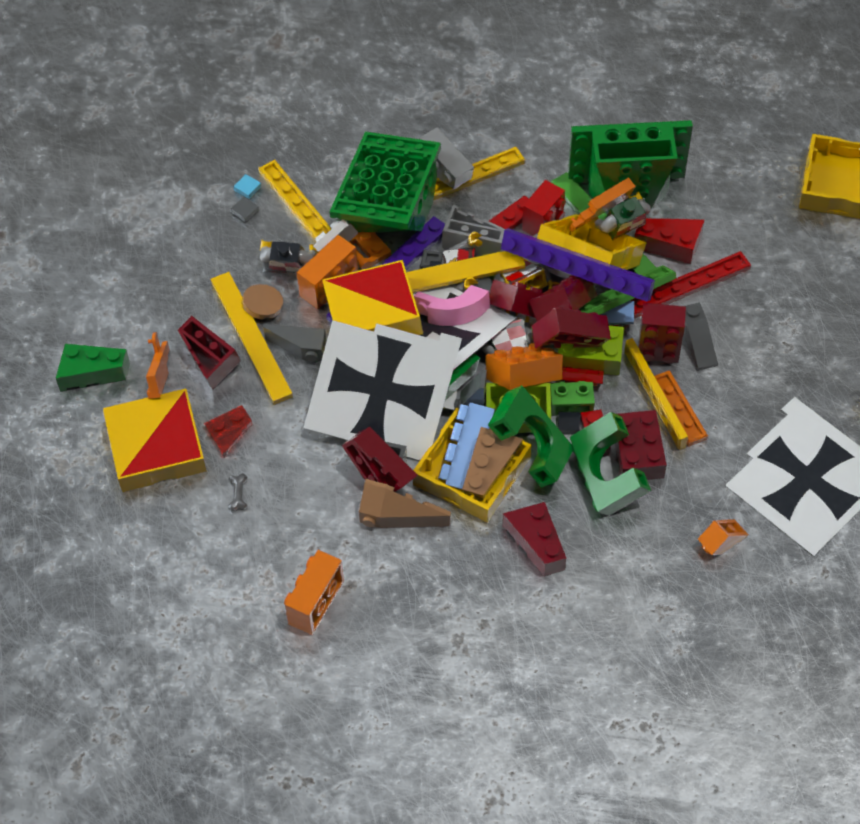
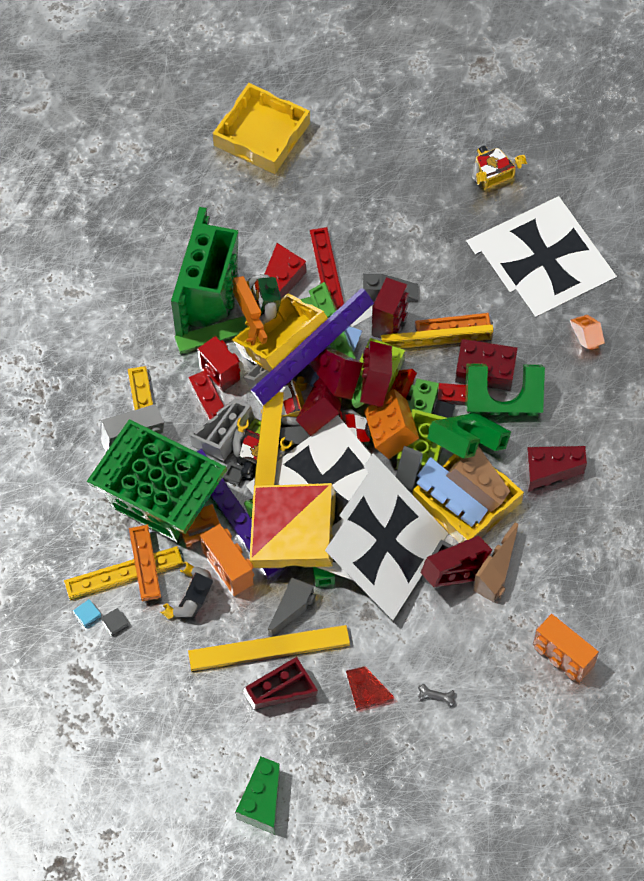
camera: 75 degrees left, 5 degrees up
(154, 440) = (363, 754): yellow tile -> none
(158, 369) = (292, 734): orange piece -> none
(262, 301) = (234, 627): medium nougat tile -> none
(303, 214) = (144, 563): none -> orange tile
(339, 227) = (192, 545): white bracket -> none
(456, 310) = (319, 458): bright pink arch -> none

